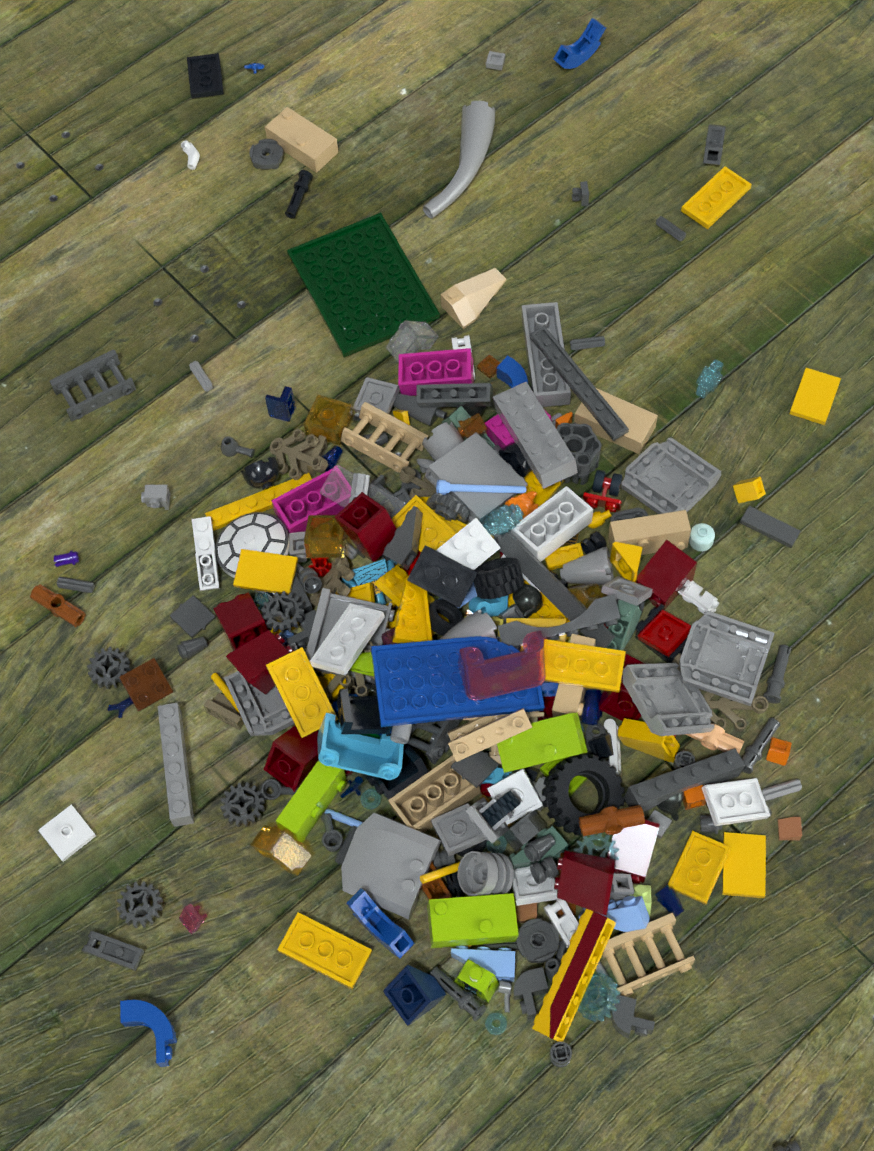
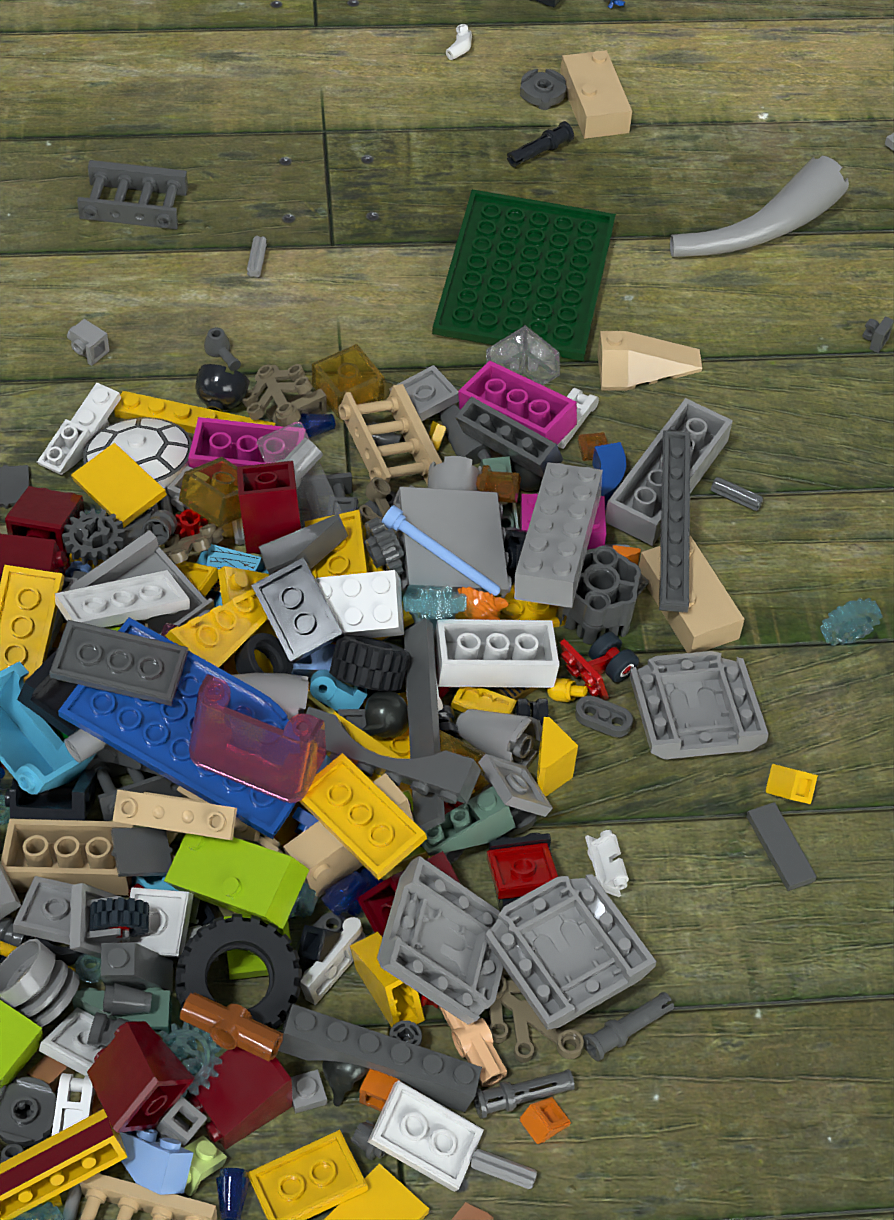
camera: 30 degrees right, 10 degrees down
(282, 407) = (311, 333): clear blue panel -> none
(390, 675) = (119, 662): none -> dark grey tile
(652, 531) = (614, 745): tan brick -> none
(667, 574) = (587, 805): dark red slope -> none
(701, 537) = (675, 795): light aqua head -> none

